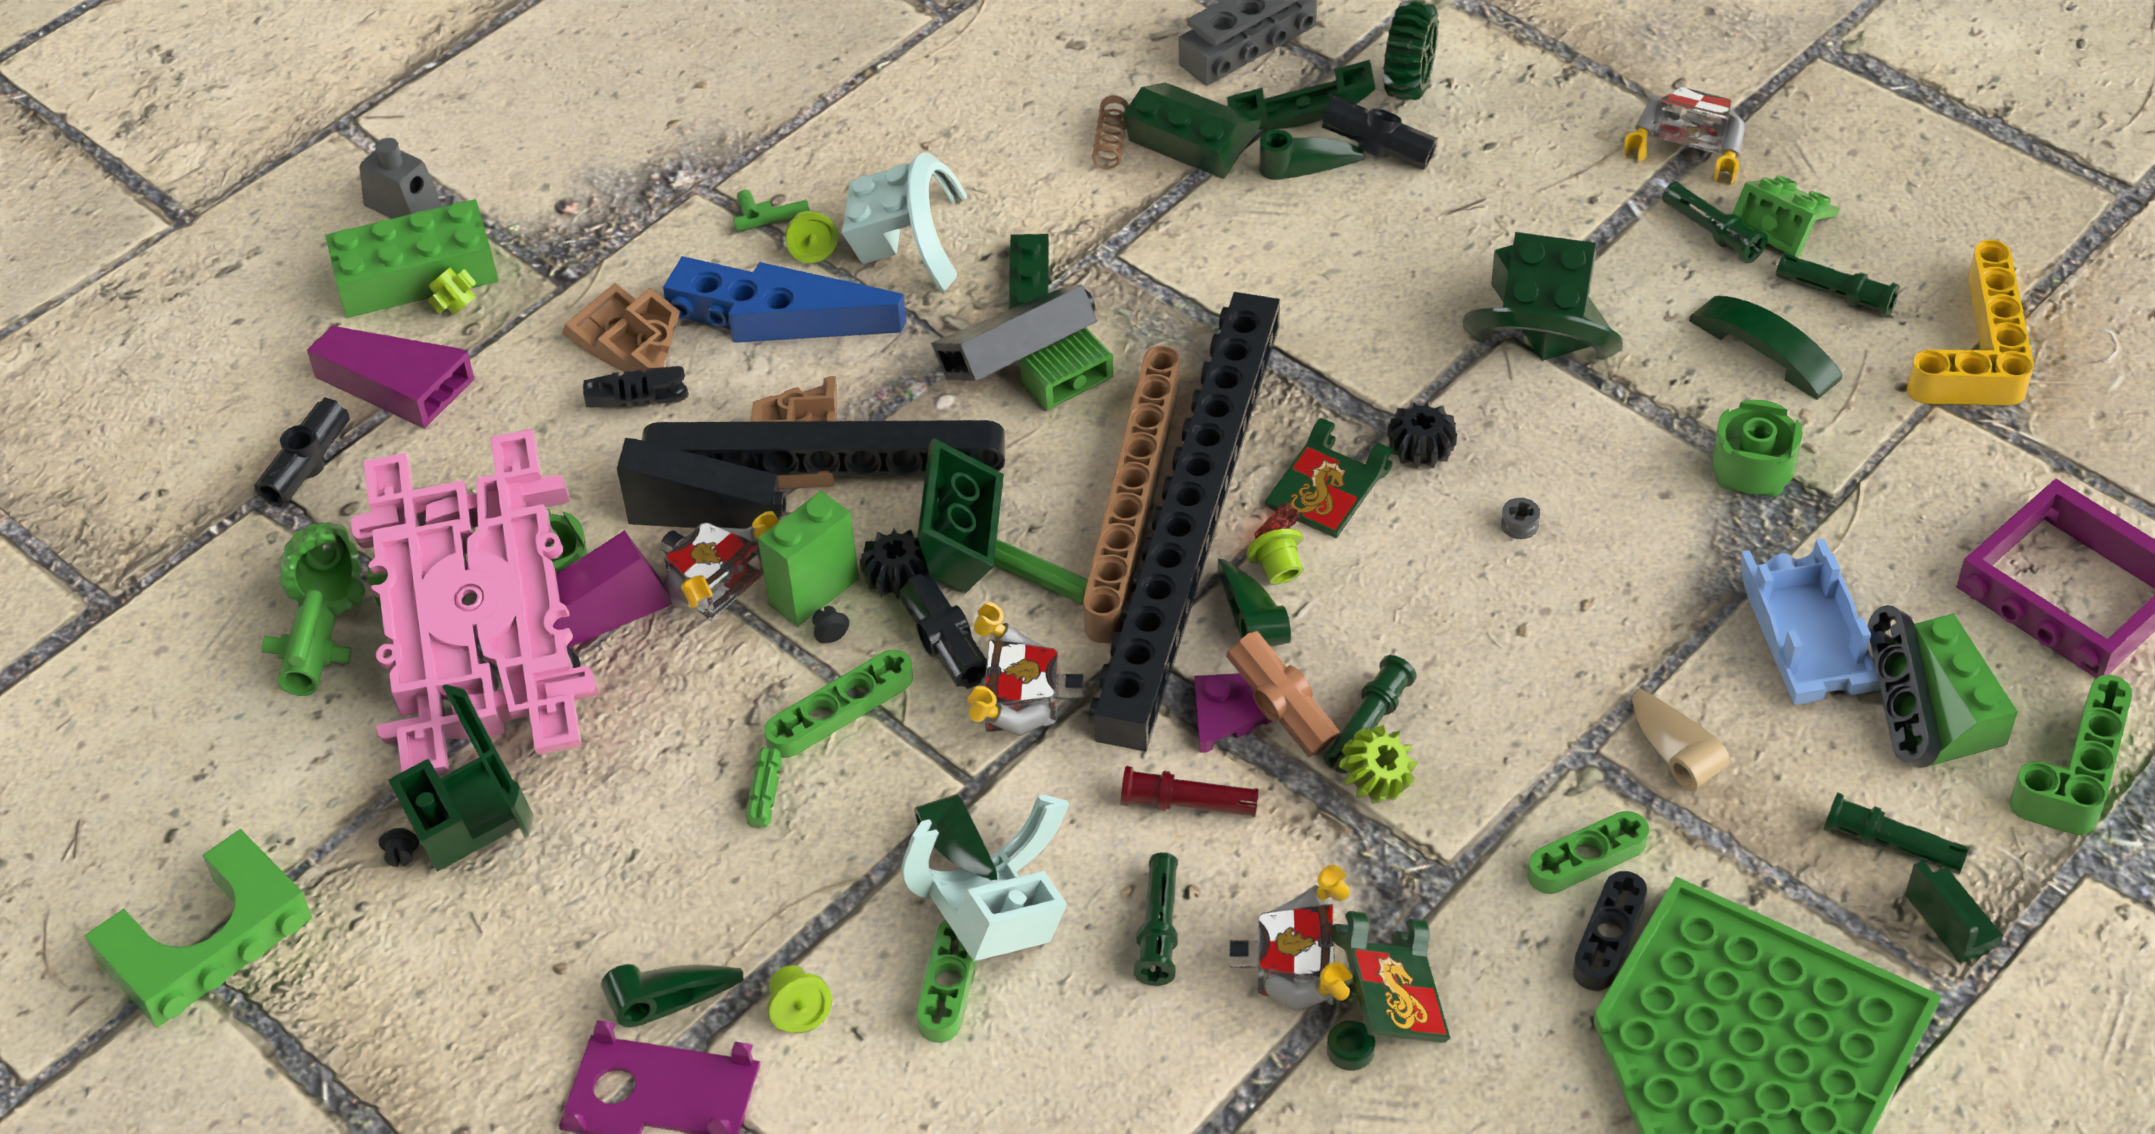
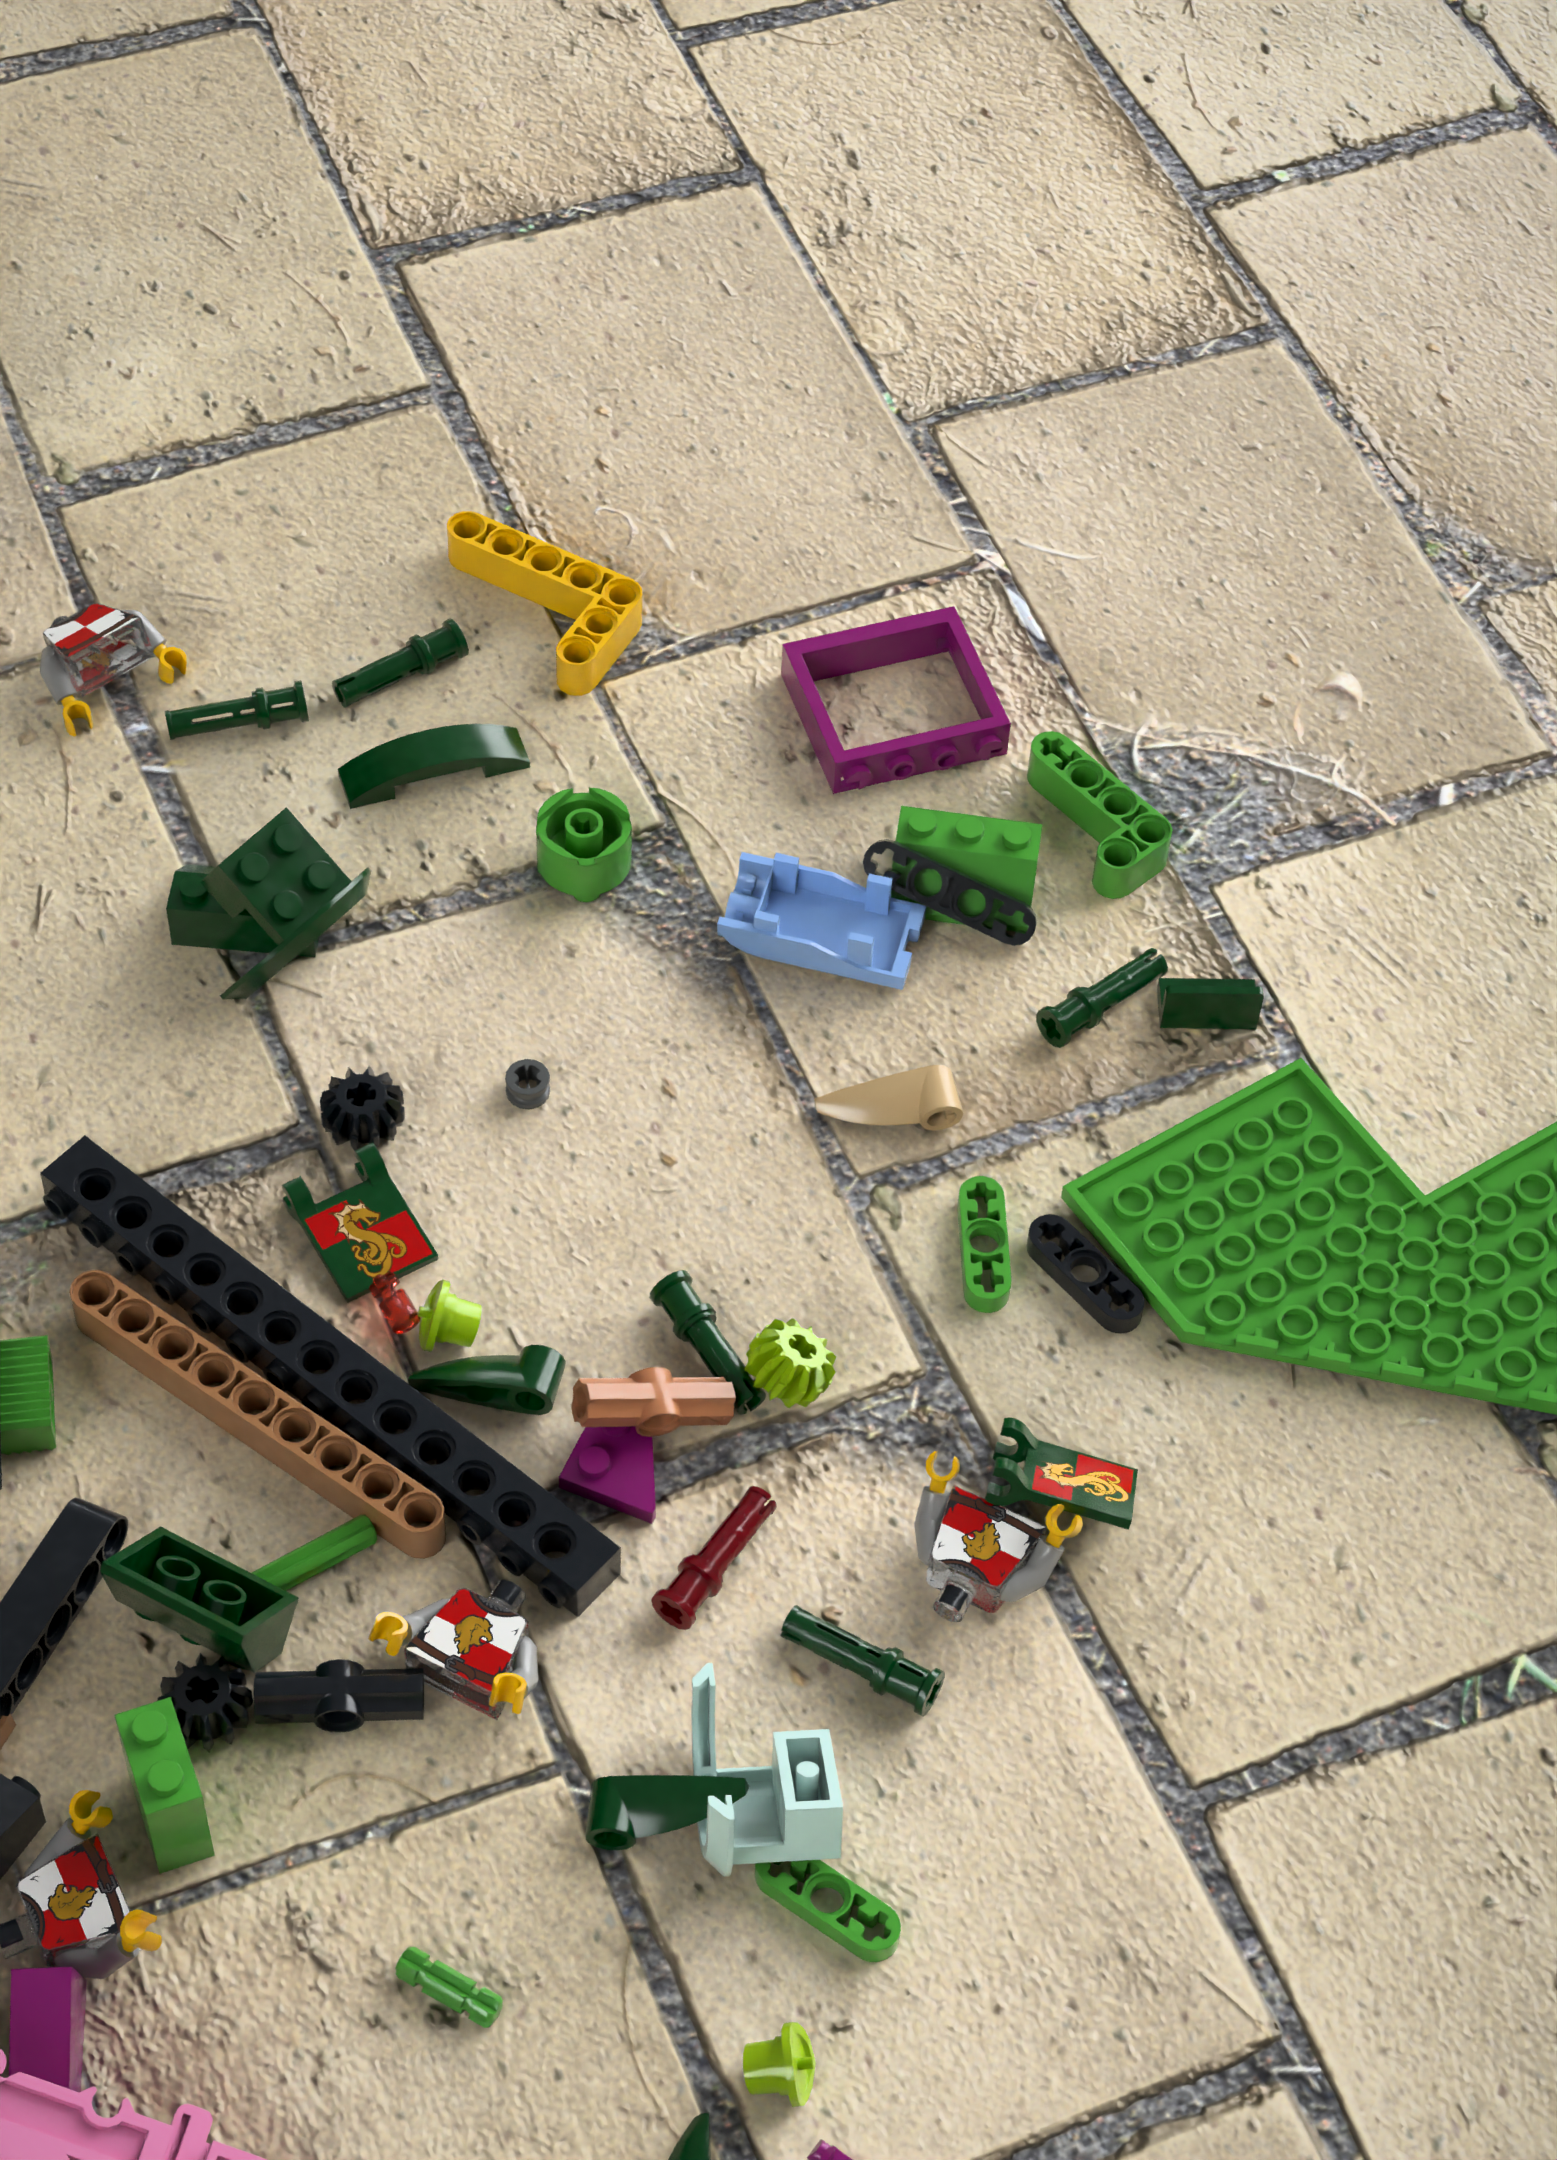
camera: 70 degrees left, 5 degrees up
(829, 625) = (244, 1815): black piece -> none
(834, 698) = (369, 1854): bright green beam -> none
(1350, 1045) = (1103, 1559): dark green tile -> none
(1782, 211) = (274, 651): bright green bracket -> none

